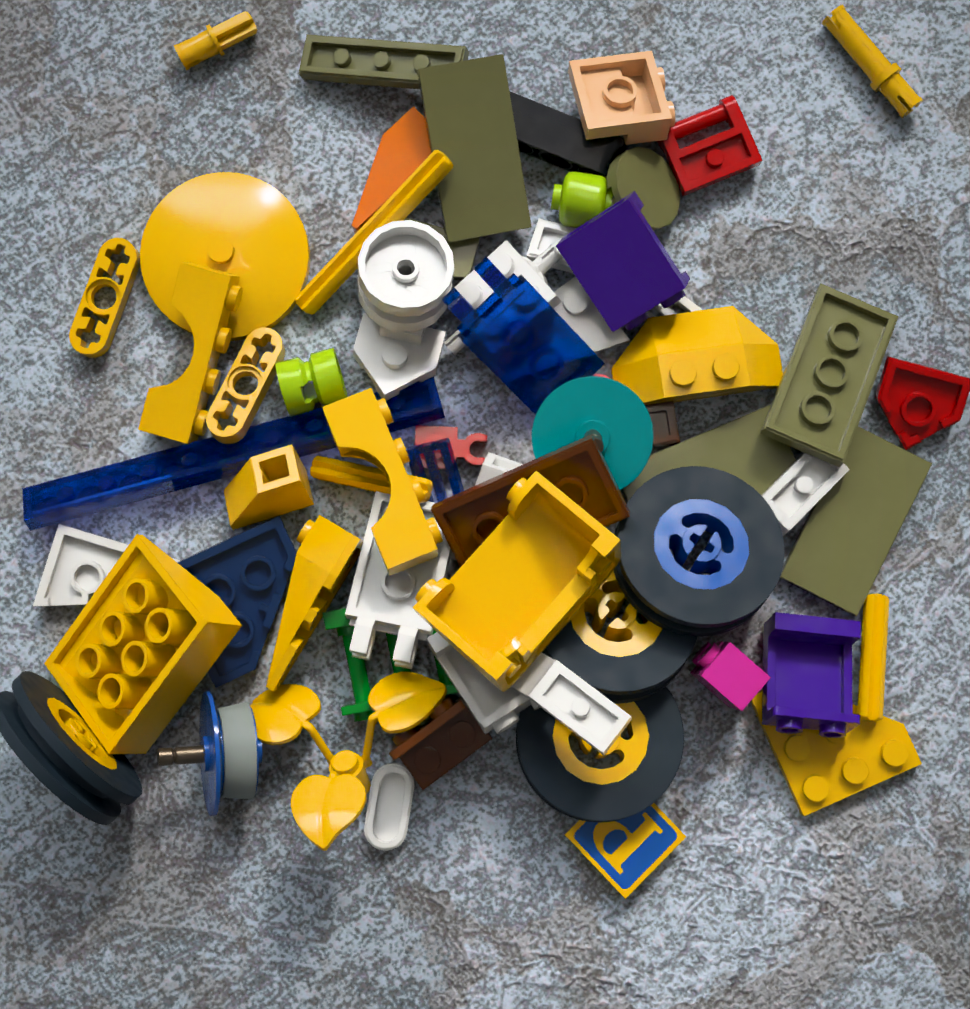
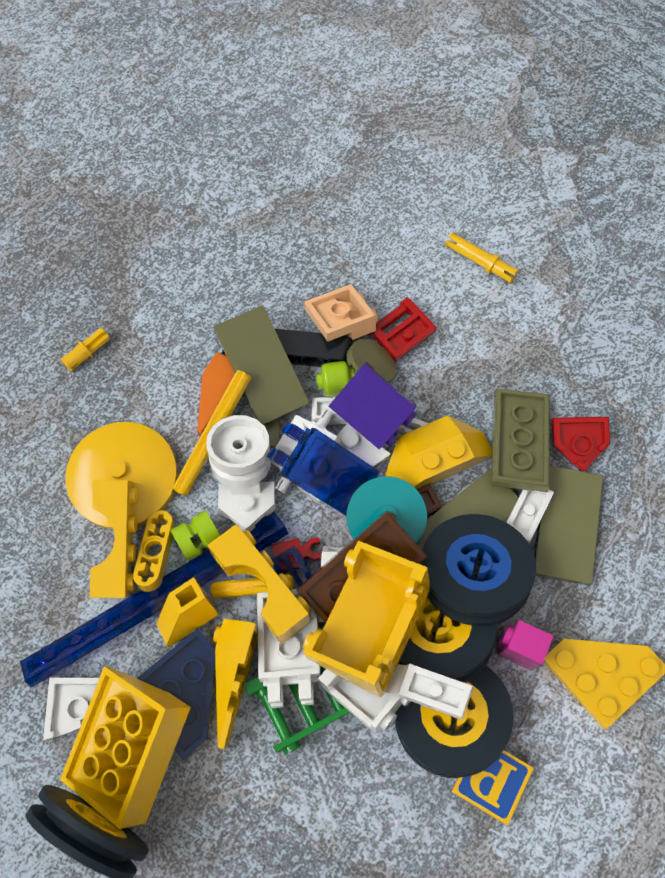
camera: 15 degrees left, 15 degrees down
(128, 274) = (57, 531): yellow beam -> none
(226, 752) = (202, 804): piece -> none
(332, 803) = (283, 815): yellow plant -> none
(372, 60) = (183, 335): olive tile -> none
(389, 806) = (325, 810): white tile -> none
(440, 742) = (347, 752): reddish brown bracket -> none
(809, 674) = (577, 630): dark purple panel -> none
(873, 657) = (612, 608): yellow axle -> none

